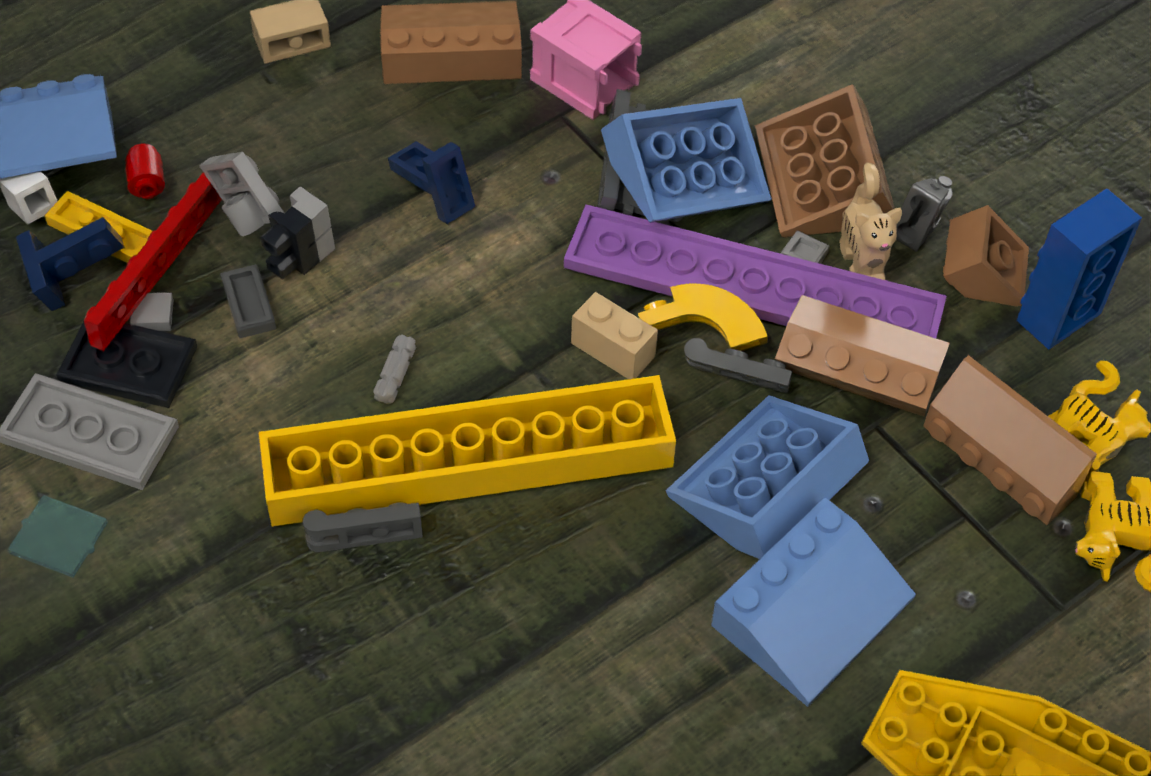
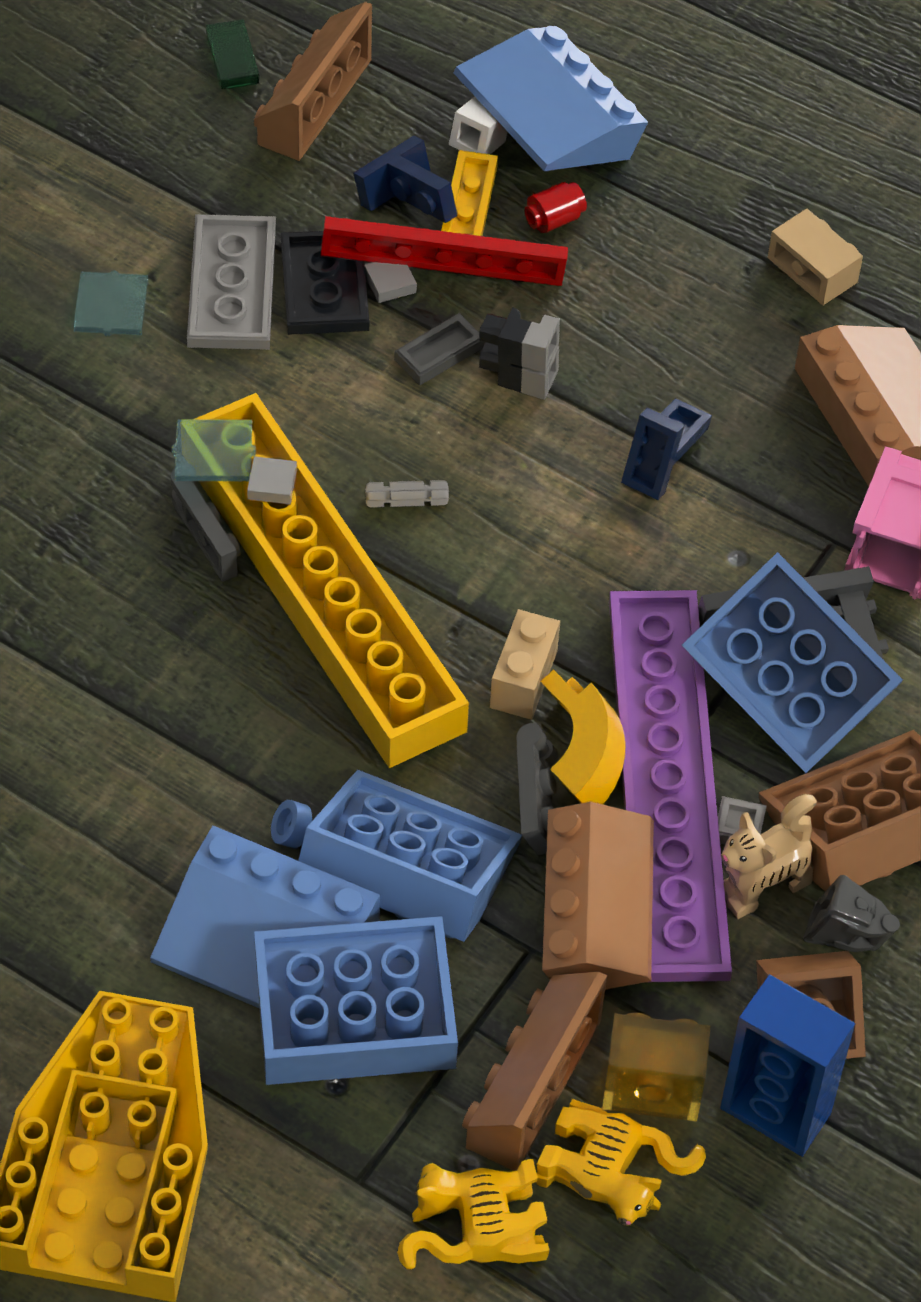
camera: 70 degrees right, 0 degrees up
(242, 190) = (541, 291): light grey plate -> none
(311, 481) = (213, 450): none -> clear light blue piece
(370, 444) = (272, 480): none -> light grey tile
(713, 550) = (290, 823): none -> medium blue tile
(916, 550) = (355, 1000): none -> medium blue slope
(1034, 354) = (656, 1066): none -> clear yellow brick

